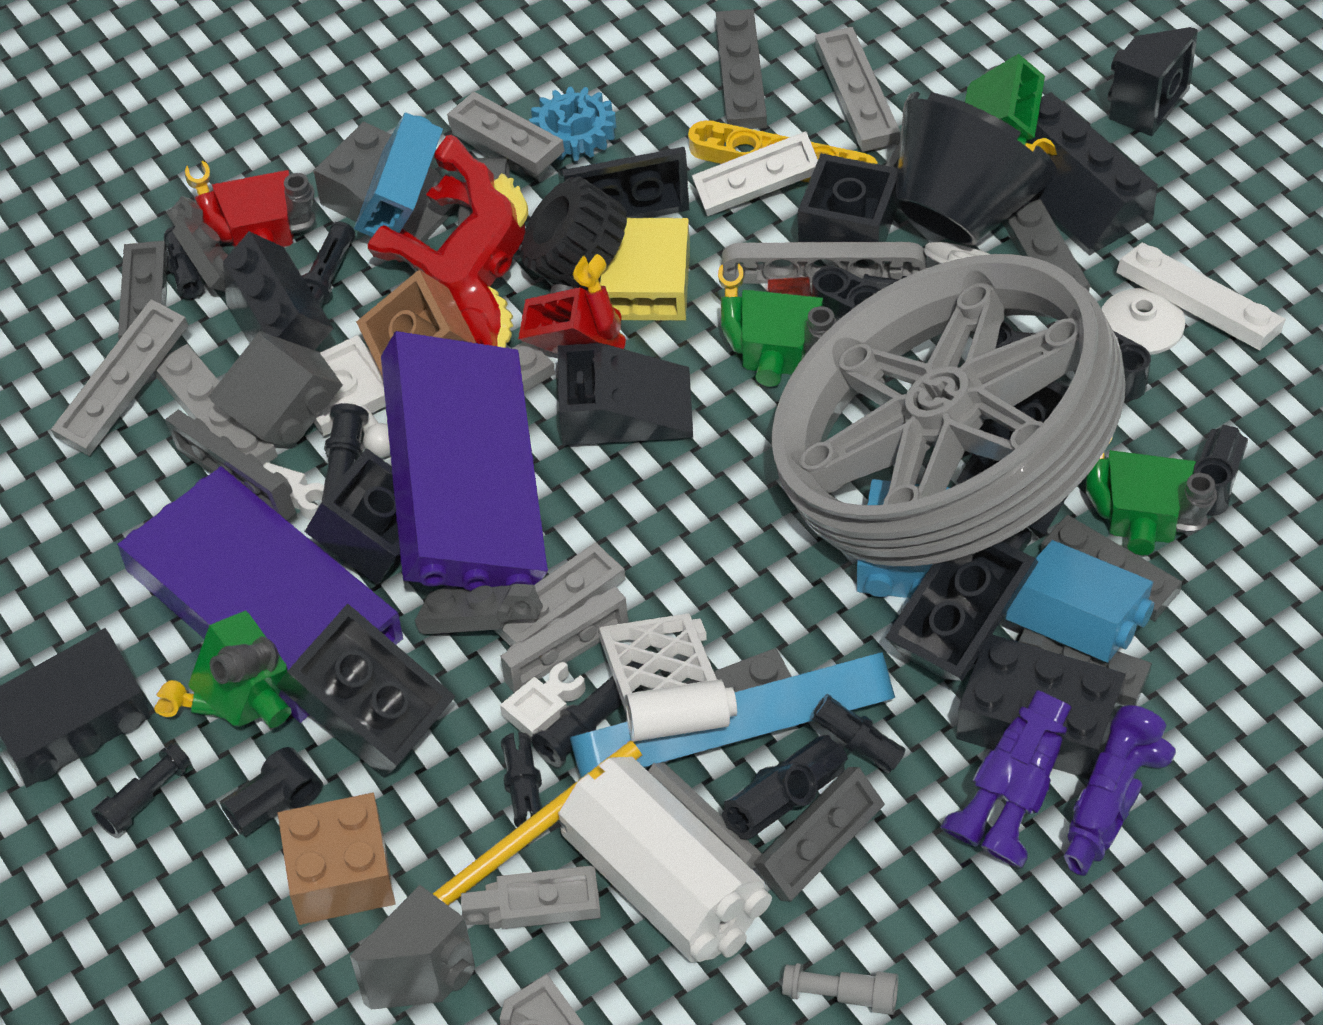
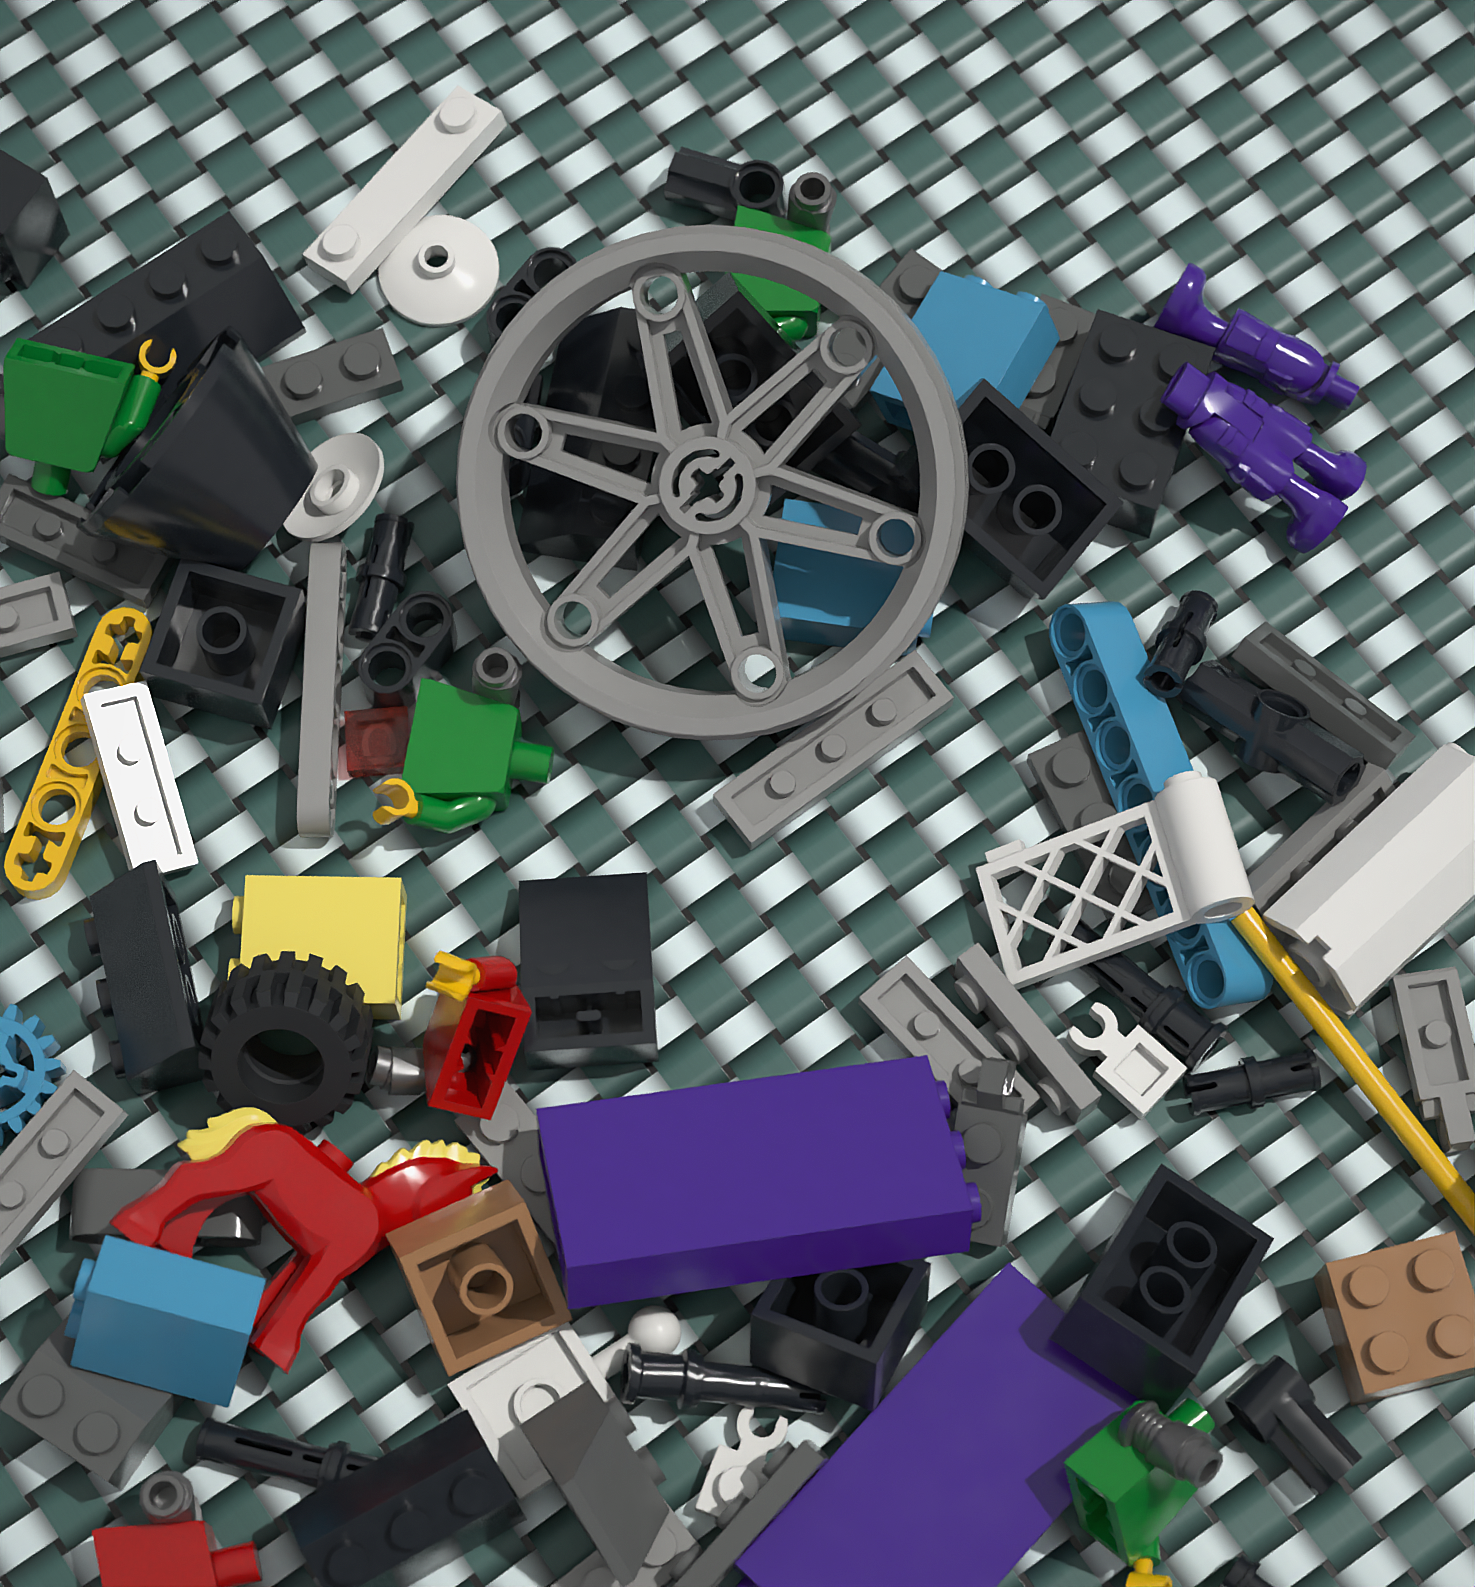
camera: 95 degrees left, 20 degrees up
(781, 535) = (832, 750): none -> light grey plate

